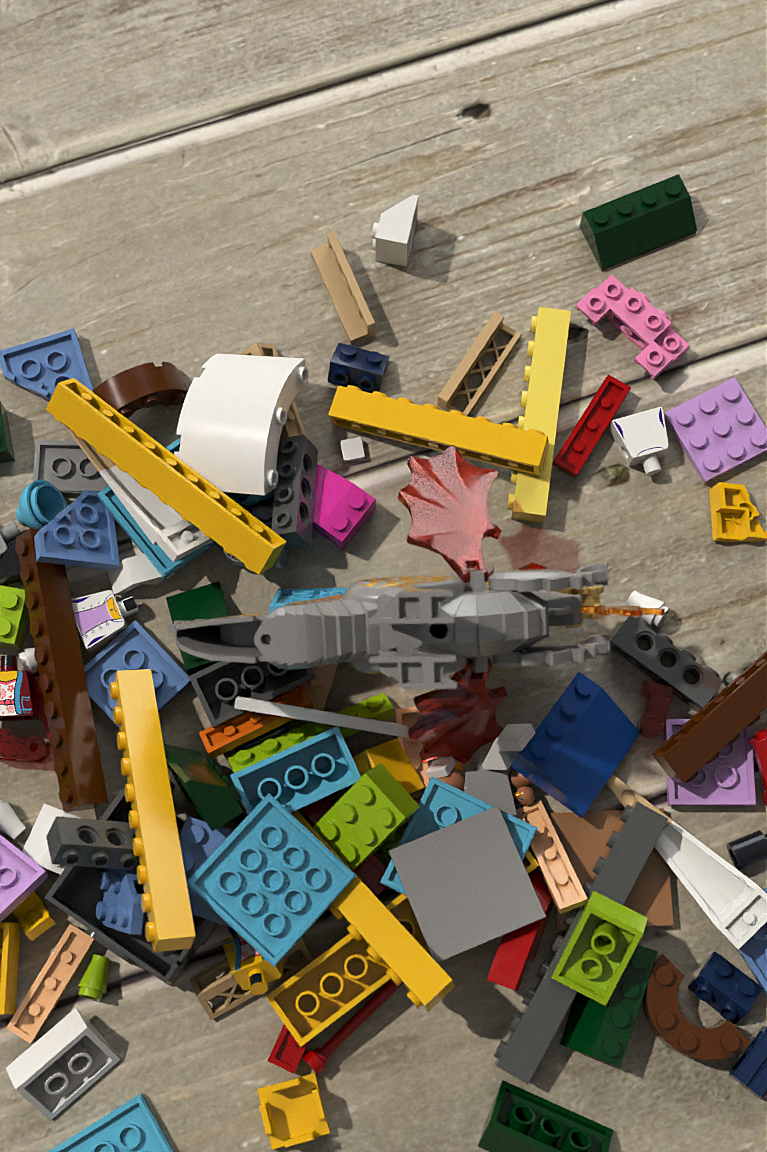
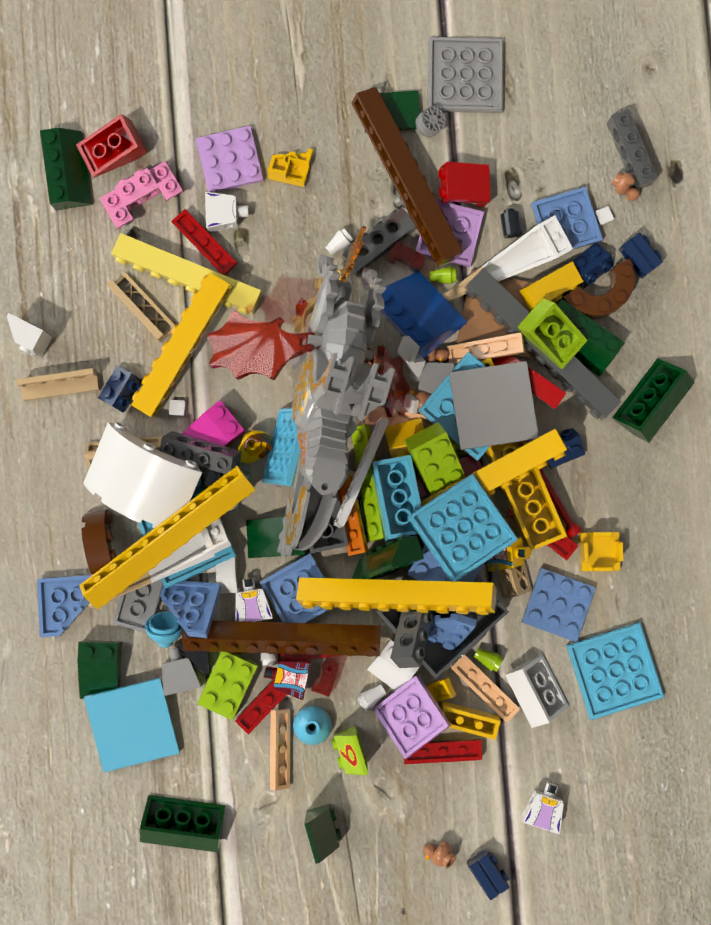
camera: 80 degrees left, 10 degrees up
(198, 1066) = (558, 604): none -> medium blue plate
(323, 564) = (254, 446): none -> yellow piece
(441, 1022) = (574, 445): none -> dark blue bracket
(644, 771) = (444, 275): none -> lime cone
(675, 934) = (552, 285): none -> yellow brick
(688, 272) = (112, 146): none -> red slope

